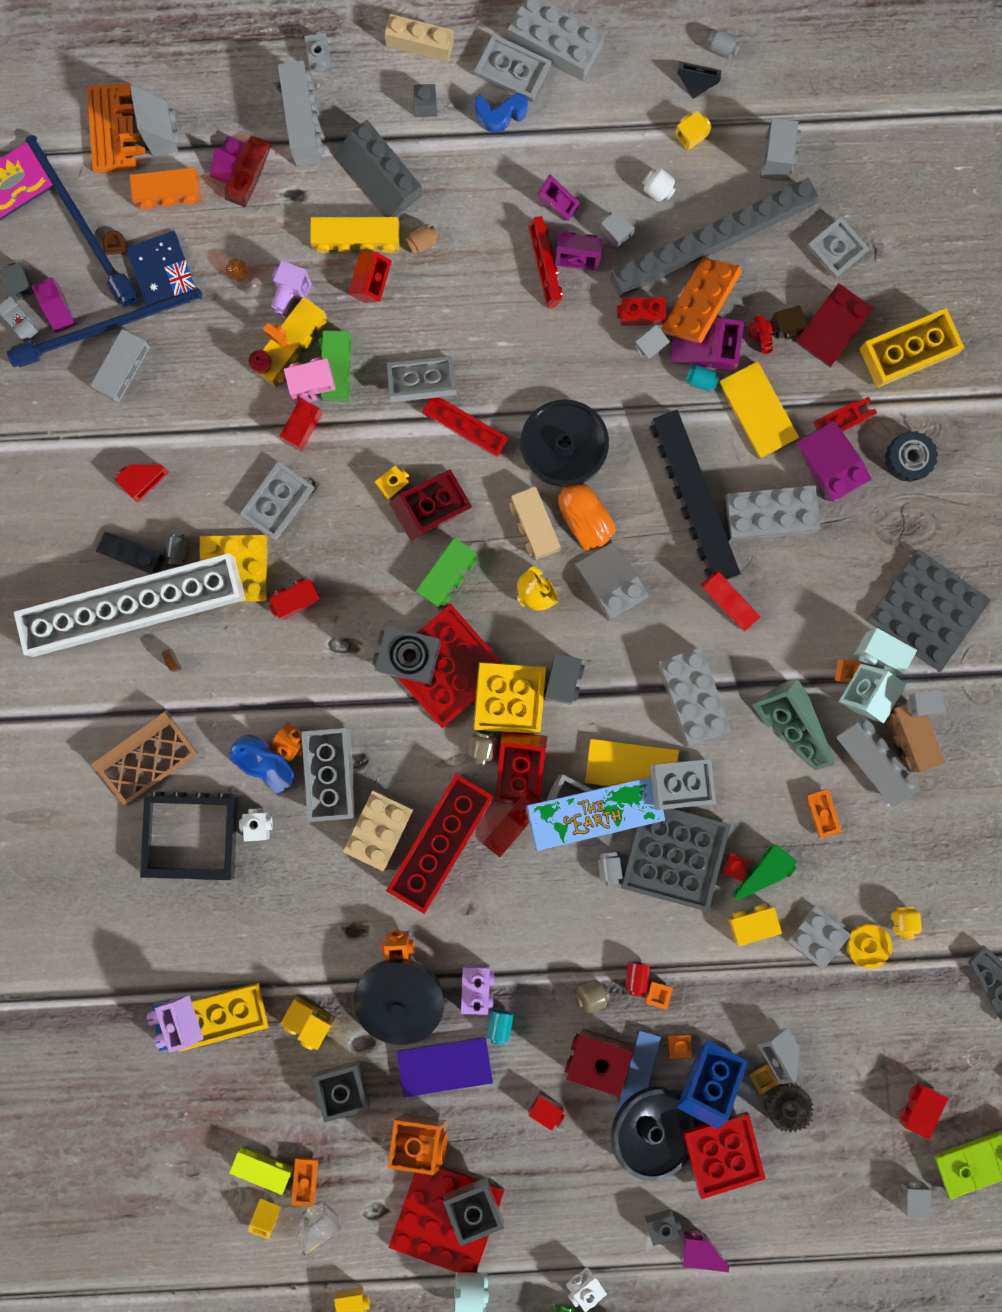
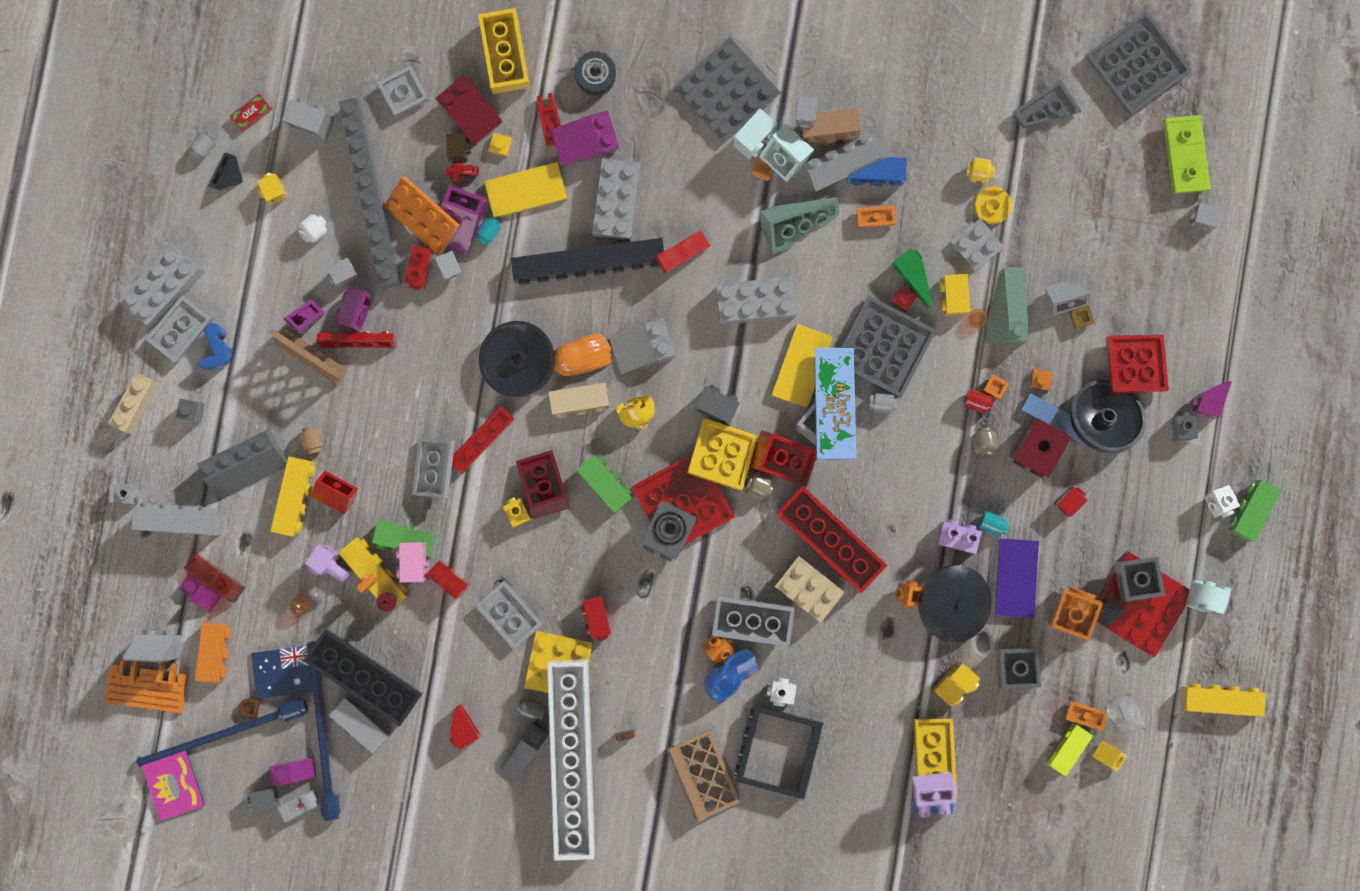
camera: 75 degrees left, 0 degrees up
(172, 355) = (362, 677): none -> black brick
(427, 1185) = (1110, 612): none -> black brick
(511, 825) = (828, 476): clear red slope -> none
(516, 214) = (309, 355): none -> medium nougat fence
(682, 784) = (827, 326): light grey plate -> none
(712, 1084) = (1078, 359): blue brick -> none
(739, 960) = (977, 312): none -> clear orange plate
(749, 991) = (1009, 310): none -> sand green wedge
(772, 87) = (250, 112): none -> red tile
(784, 1118) = (1118, 306): clear smoke brick -> none
(803, 369) = (500, 144): none -> yellow plate
(879, 814) = (887, 171): none -> blue slope
(922, 1110) = (1134, 193): red brick -> none

